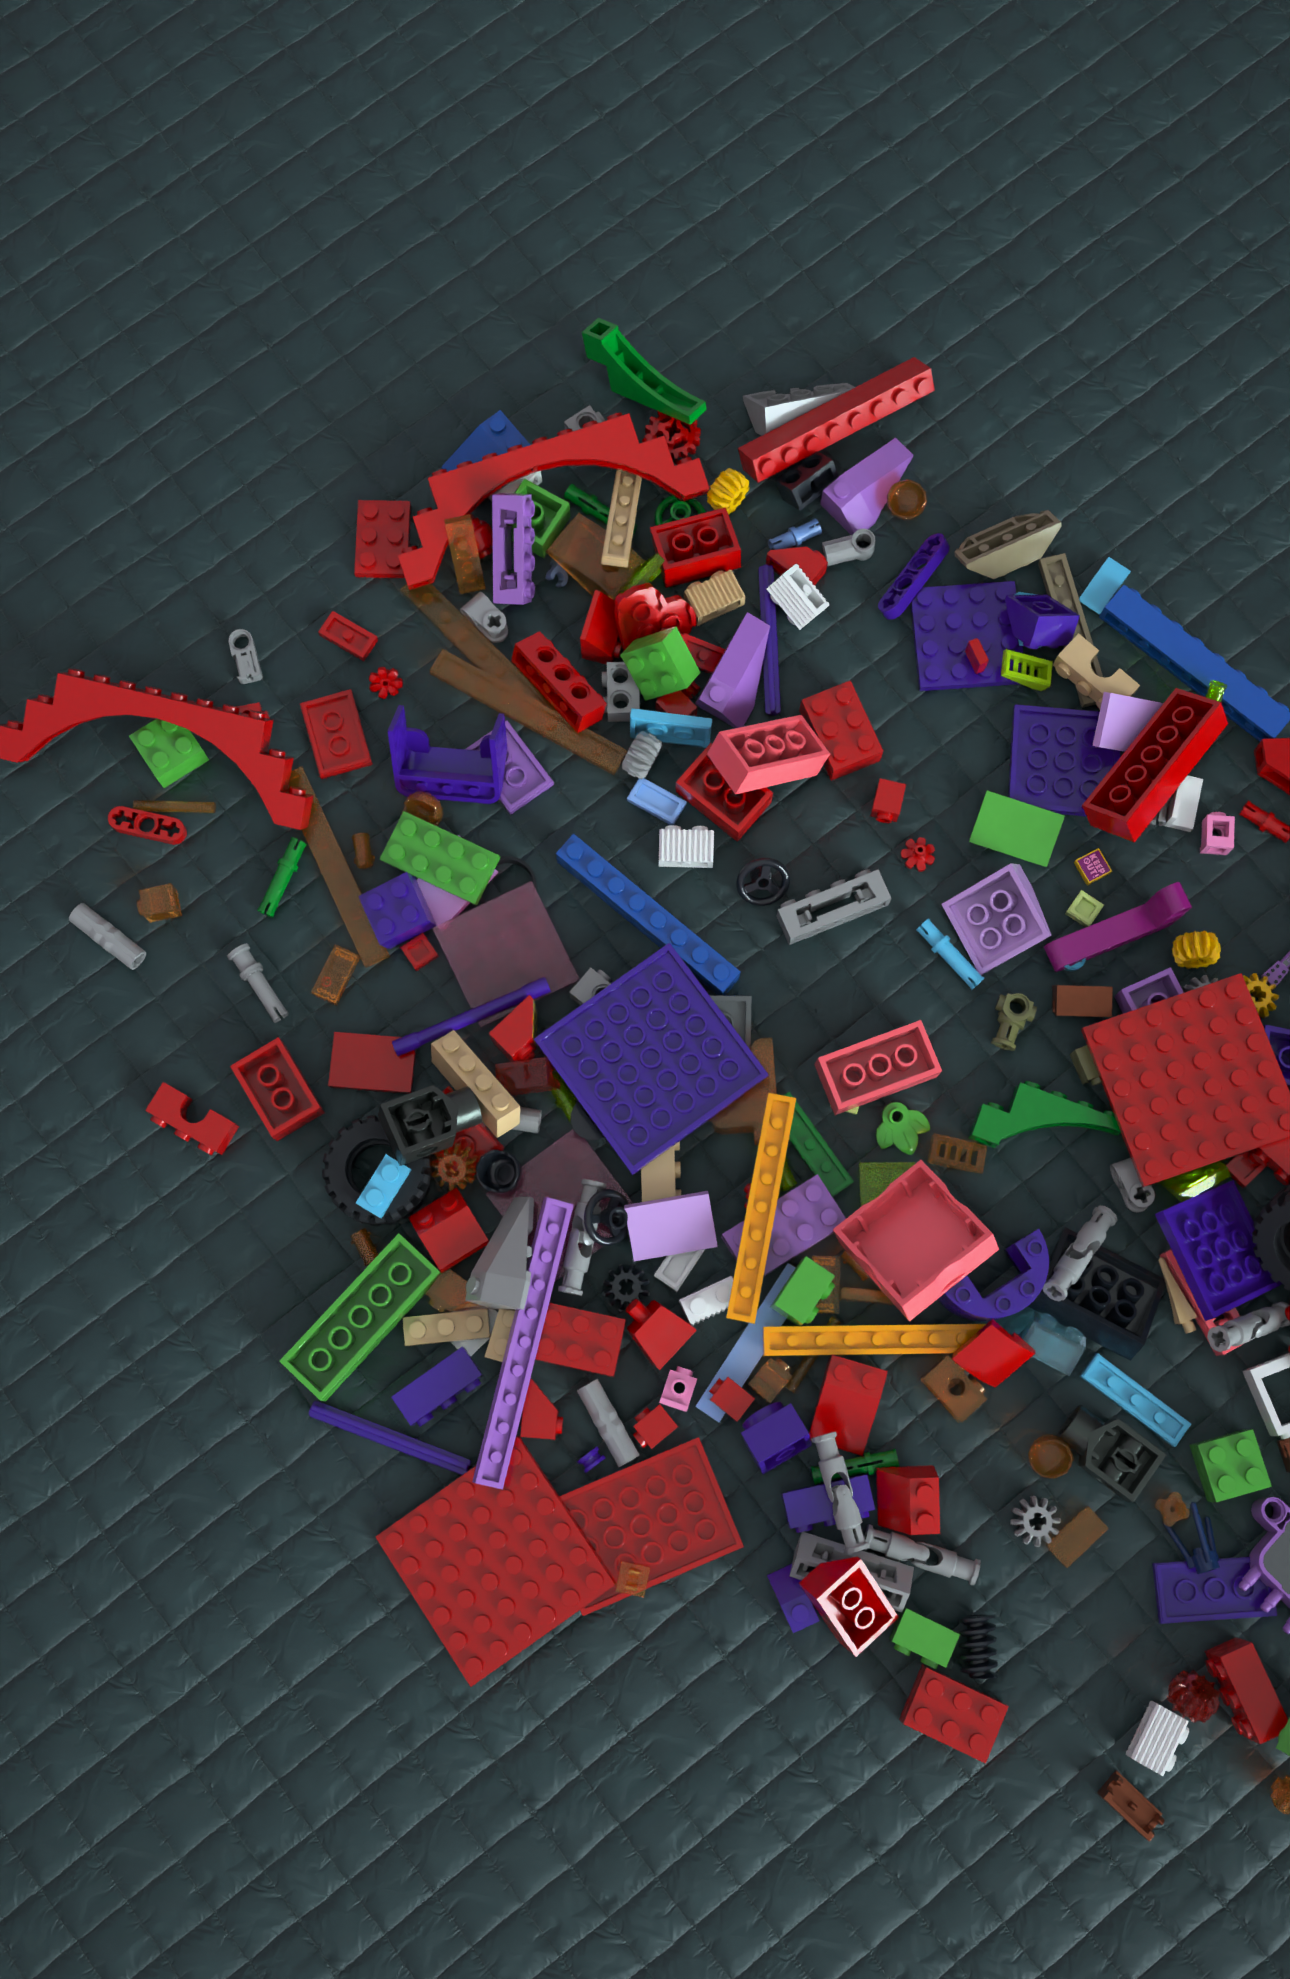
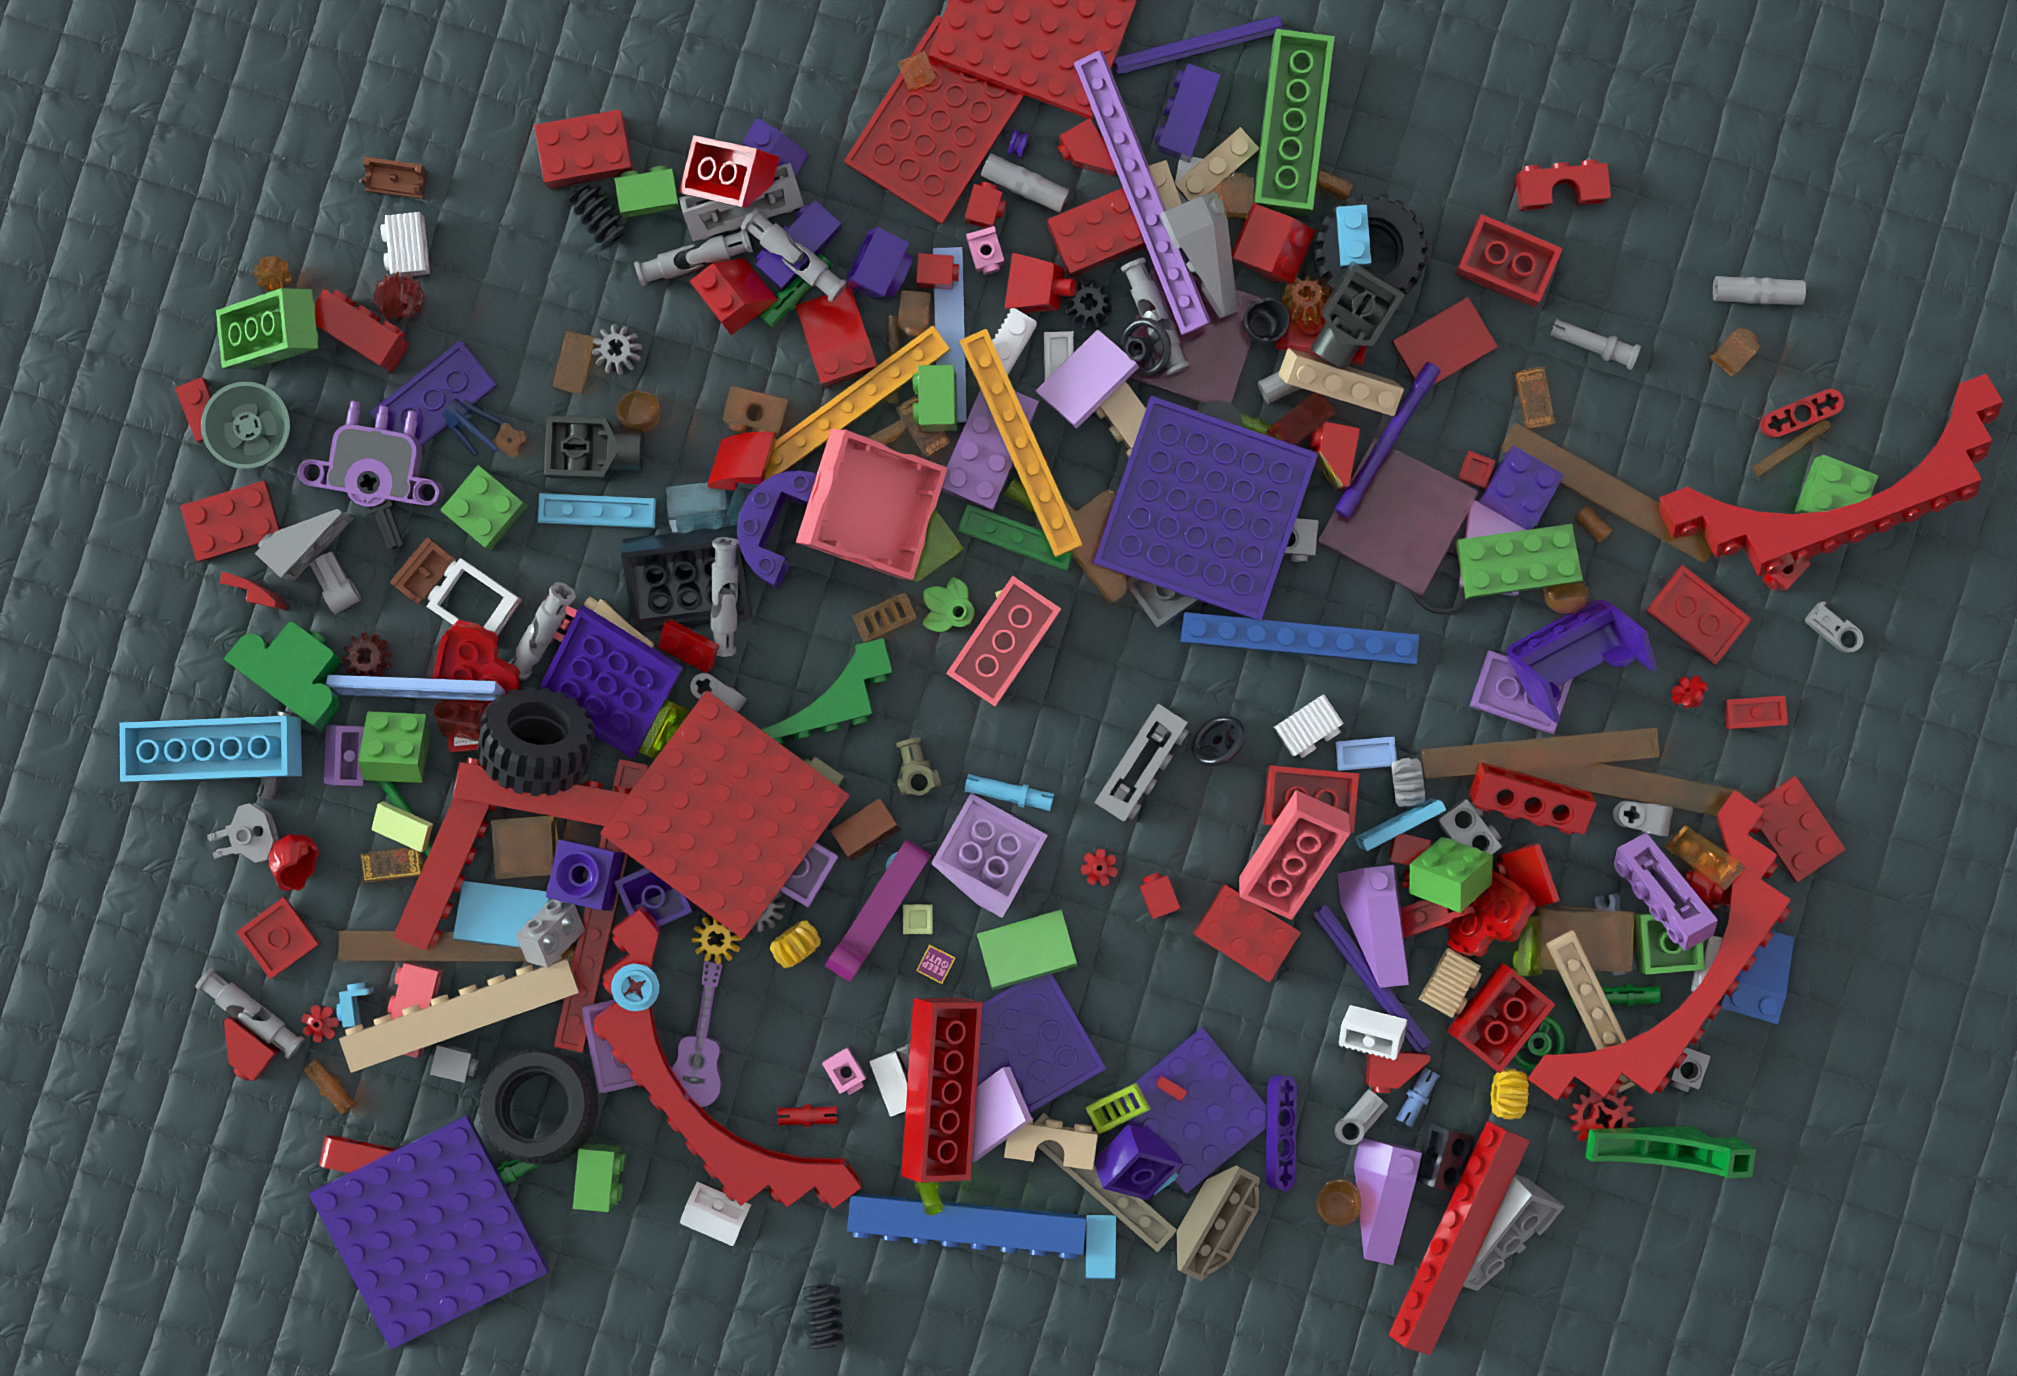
camera: 150 degrees right, 10 degrees up
(282, 876) = (1646, 450): green pin -> none
(1132, 1237) = (688, 646): none -> red plate

